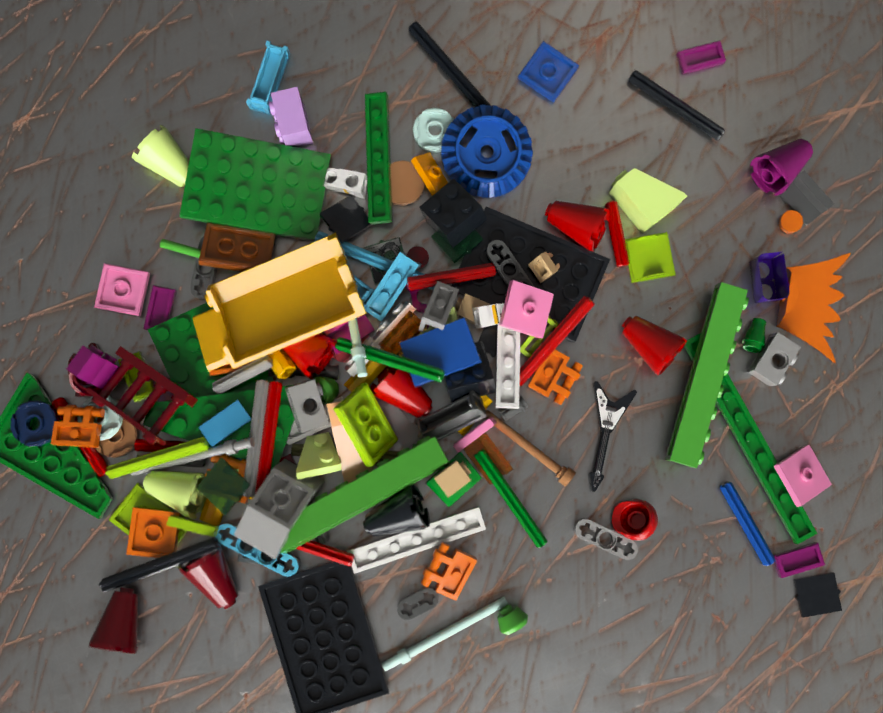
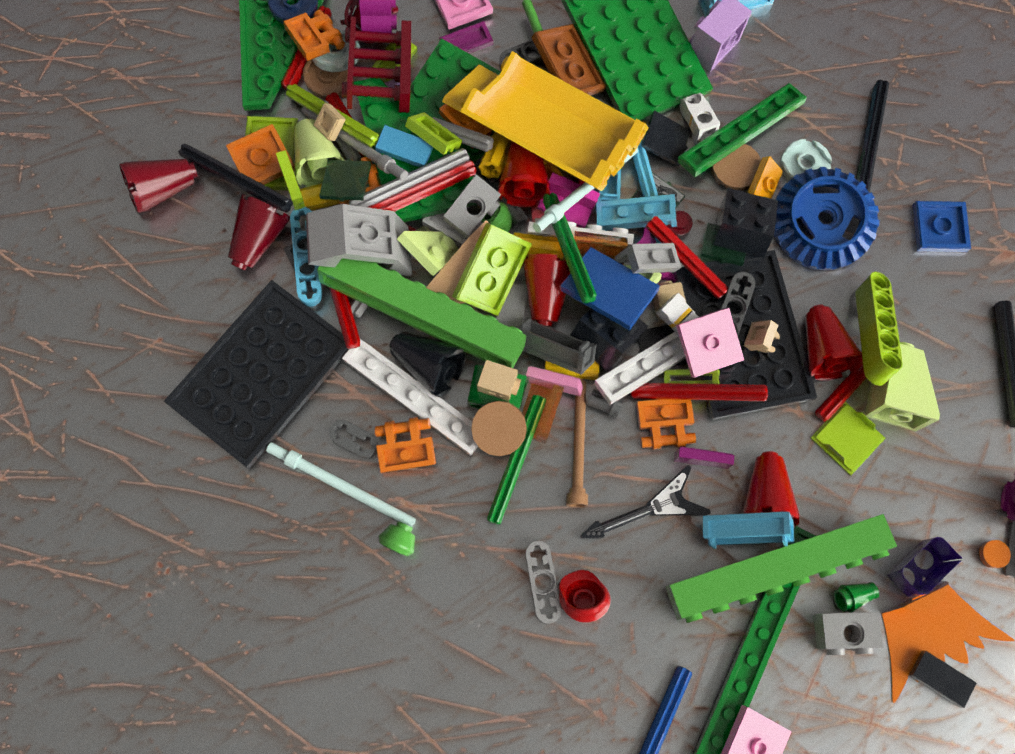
camera: 55 degrees right, 10 degrees down
(164, 465) = (329, 122): none -> tan tile
(230, 397) = (433, 133): none -> lime tile
(483, 498) = (499, 428): none -> medium nougat tile
(595, 183) = (878, 329): none -> lime beam
(598, 368) = (704, 458): none -> magenta tile
(668, 378) = (748, 528): none -> medium azure container
(843, 320) = (943, 679): none -> black tile

